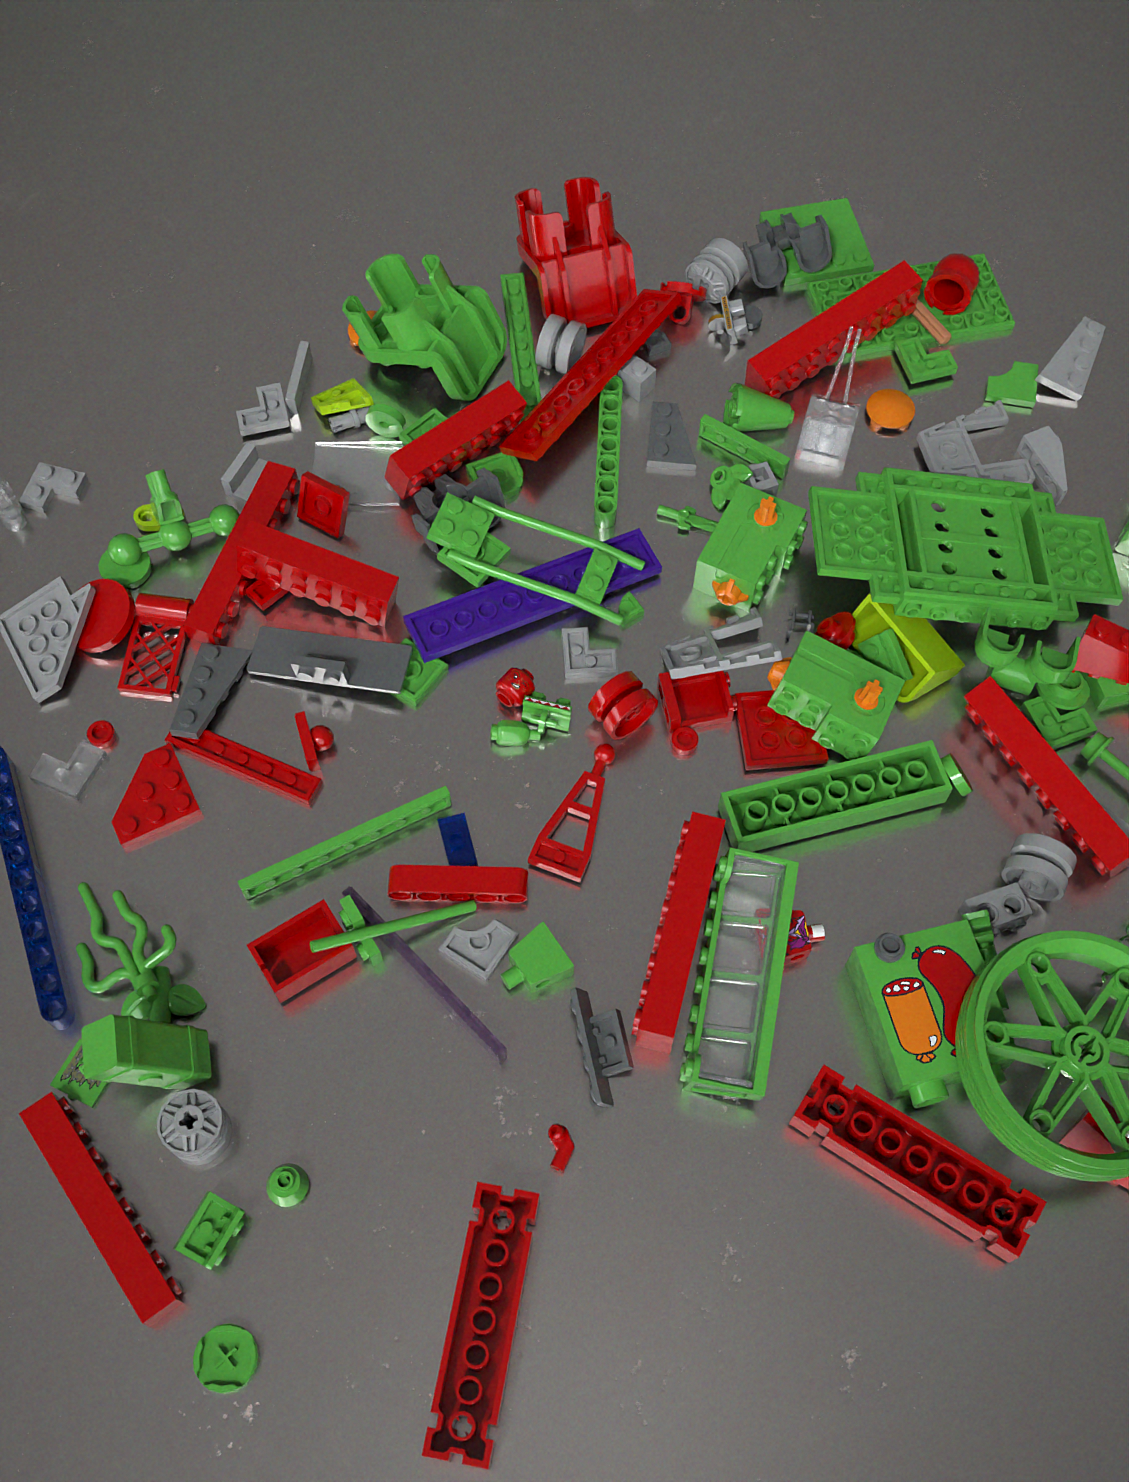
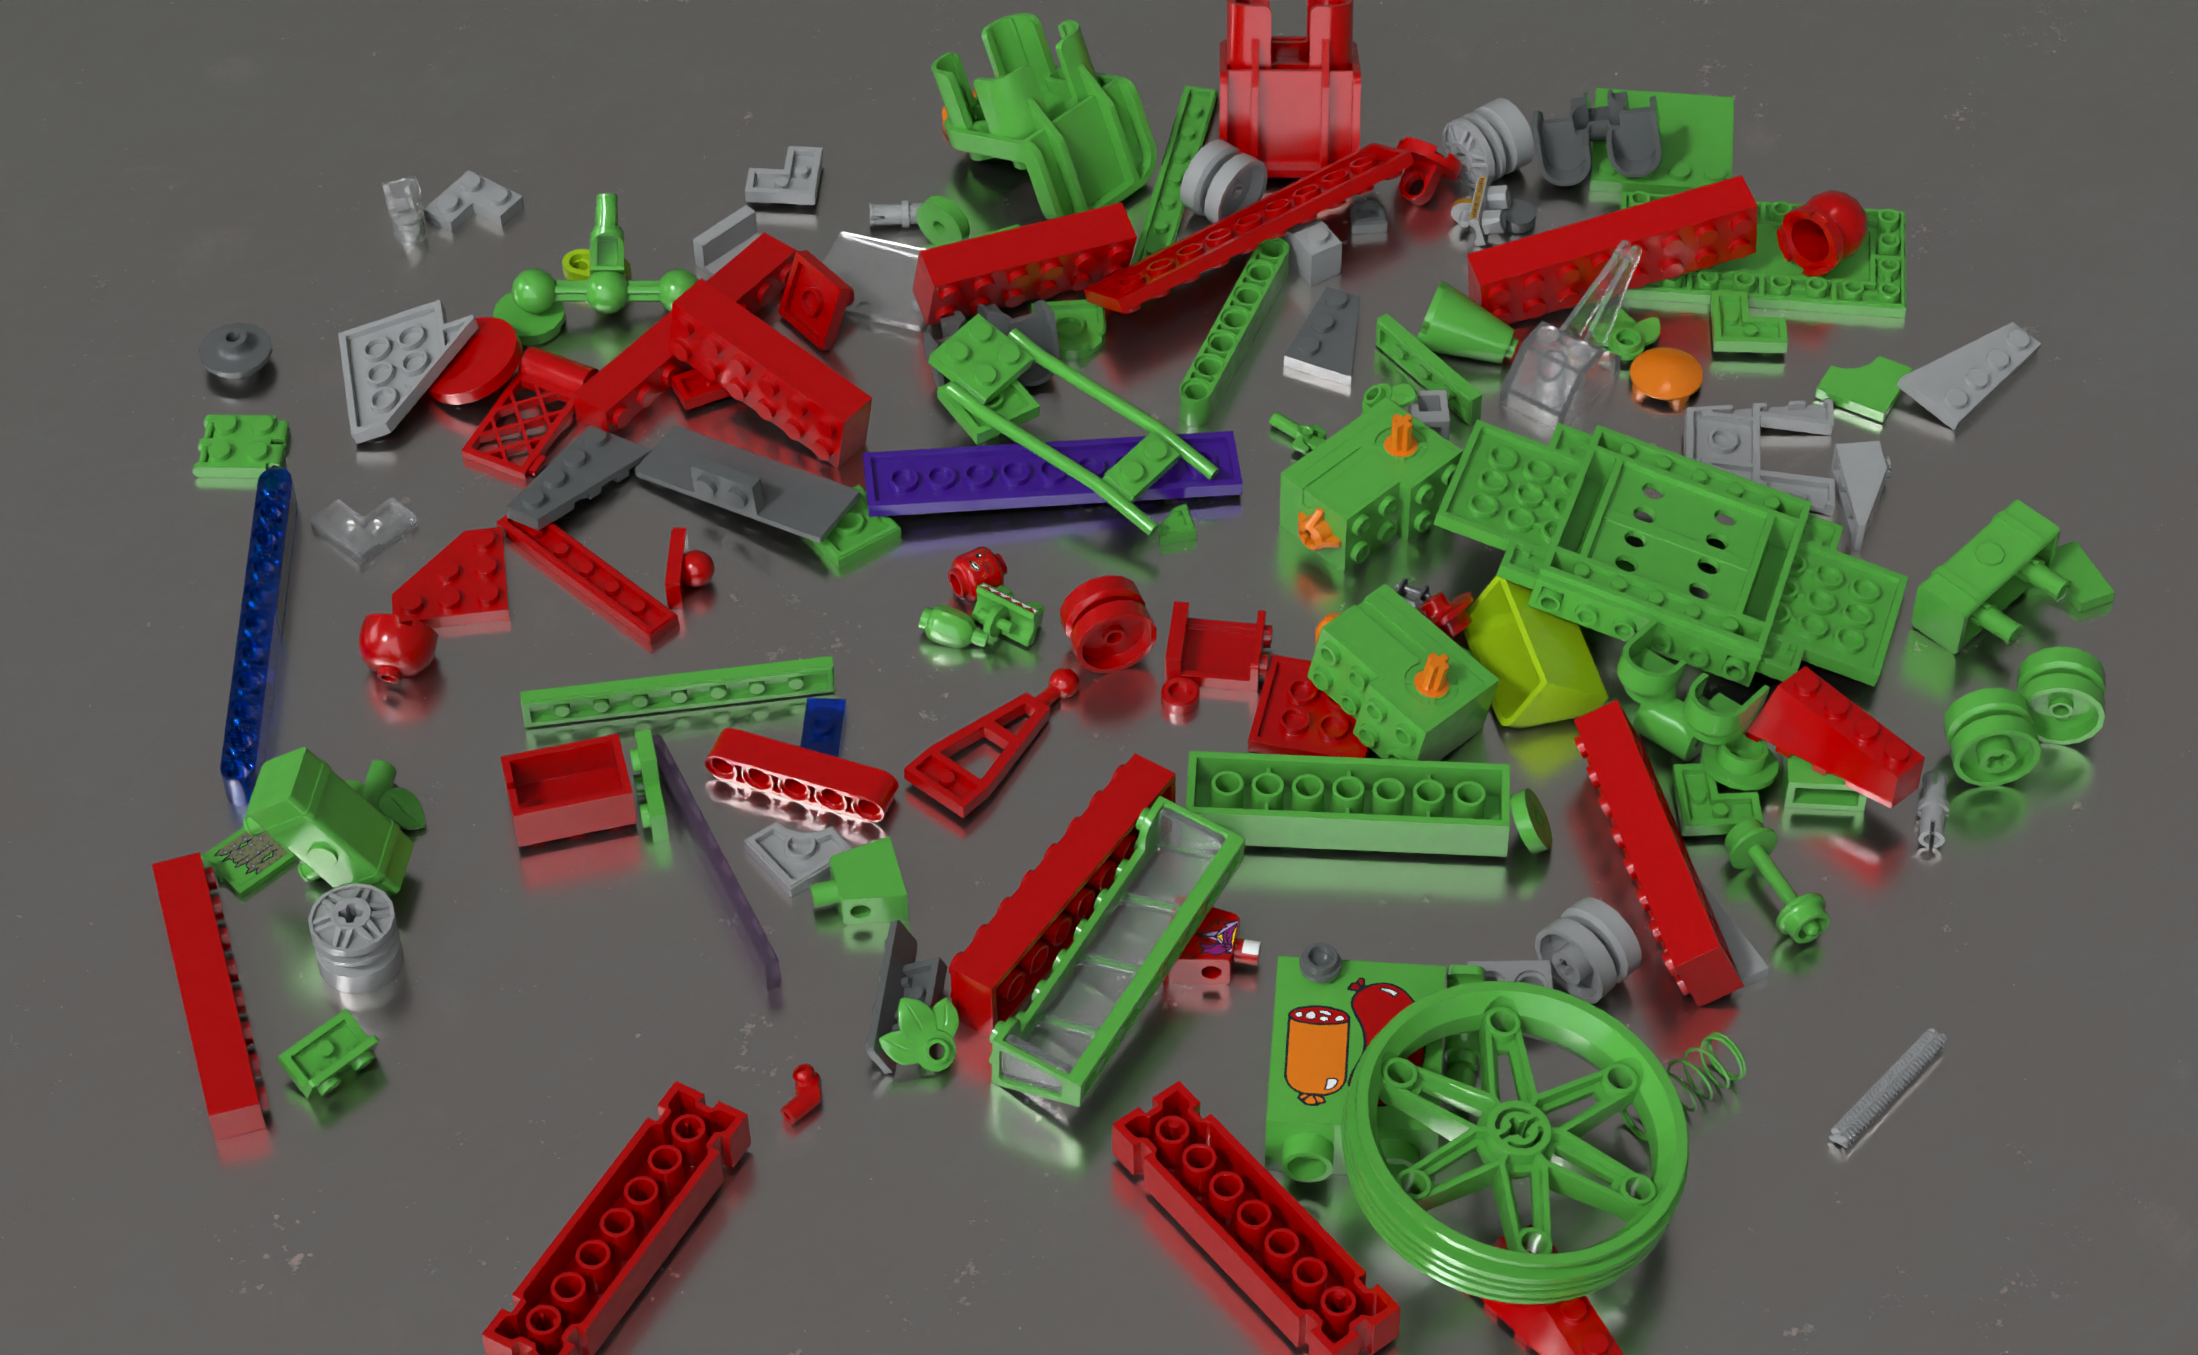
camera: 20 degrees right, 15 degrees down
(101, 734) = (420, 497): red tile -> none
(132, 870) = (396, 648): none -> red cylinder
(136, 967) = (356, 753): bright green plant -> none
(226, 1358) = (293, 1195): bright green tile -> none
(293, 1190) = (443, 1037): bright green cone -> none
(298, 377) = (851, 147): light grey tile -> none
(342, 397) = (896, 184): lime wing -> none
(392, 926) = (695, 788): bright green piece -> none
(583, 662) = (1084, 559): light grey tile -> none
(627, 1075) = (919, 1030): none -> bright green plate
(701, 655) = (1257, 593): light grey wing -> none
(859, 386) = (1630, 337): none -> bright green plate
(886, 653) = (1498, 652): bright green plate -> none
(931, 324) = (1769, 273): nougat axle -> none

